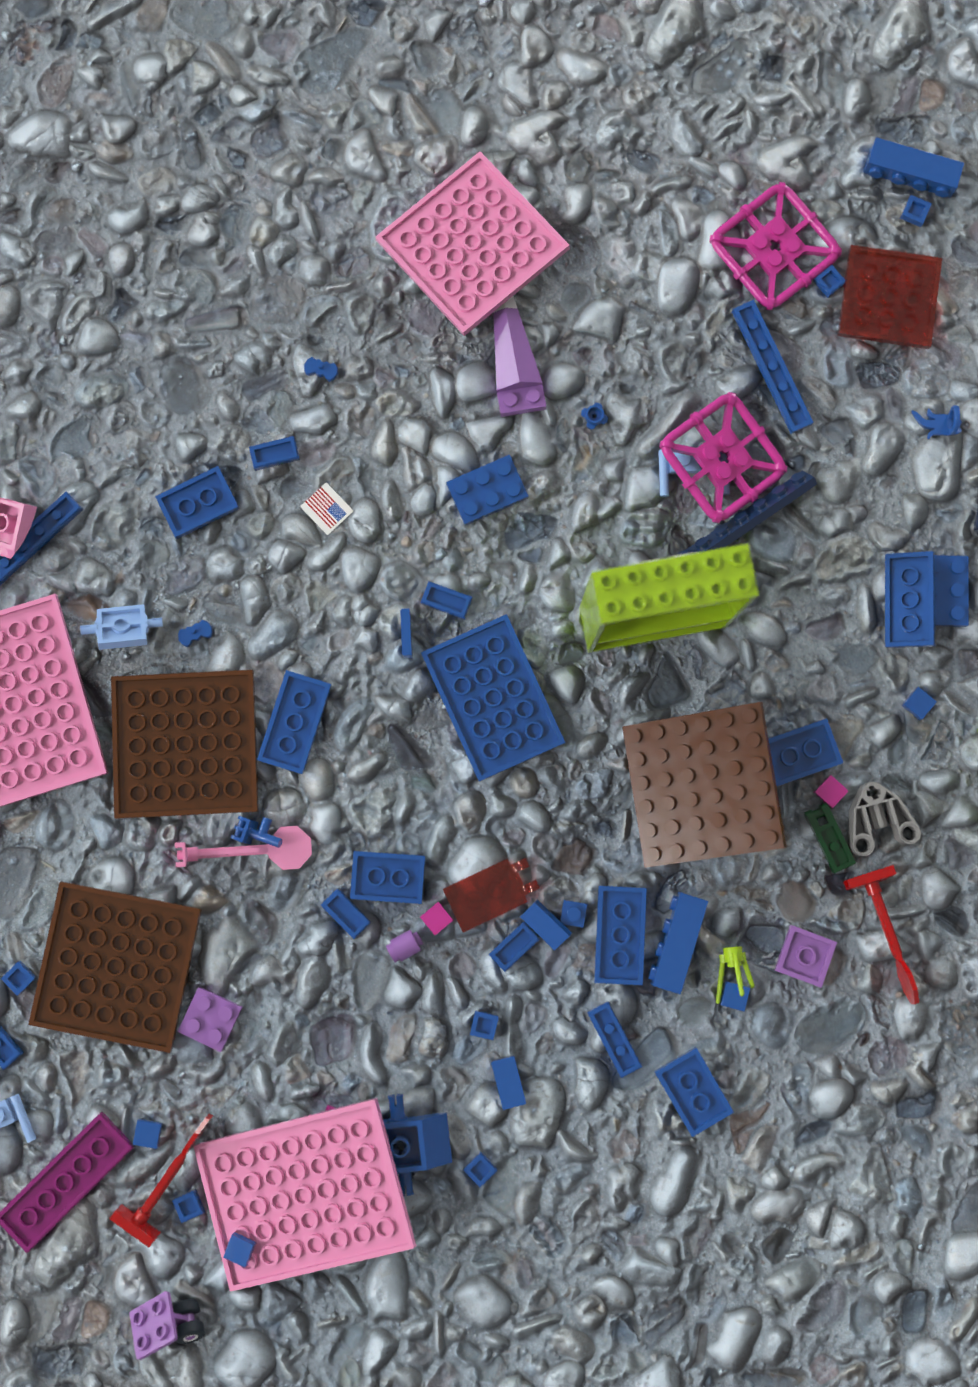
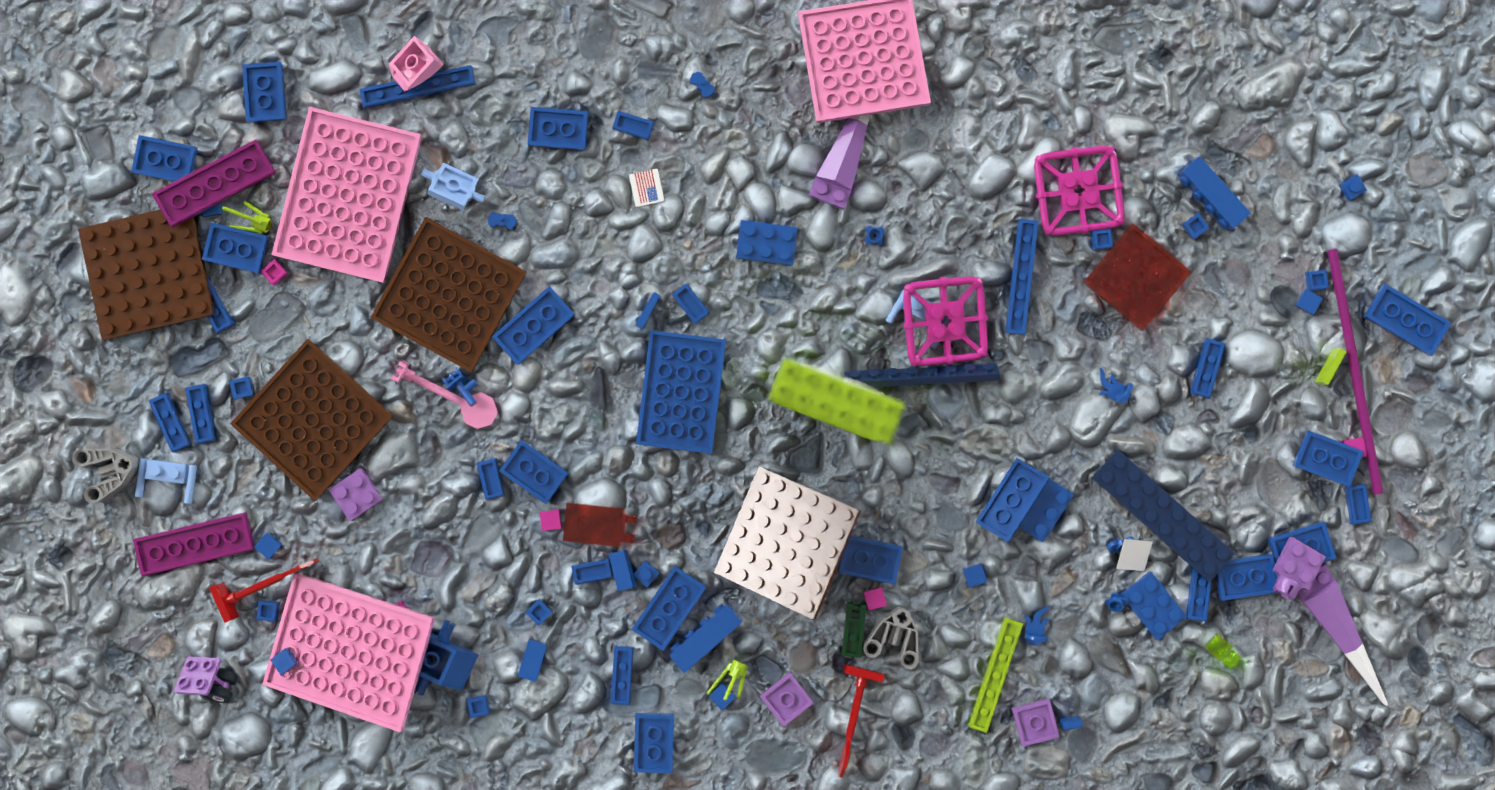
camera: 25 degrees right, 5 degrees up
(404, 946) = (517, 525): medium lavender brick -> none

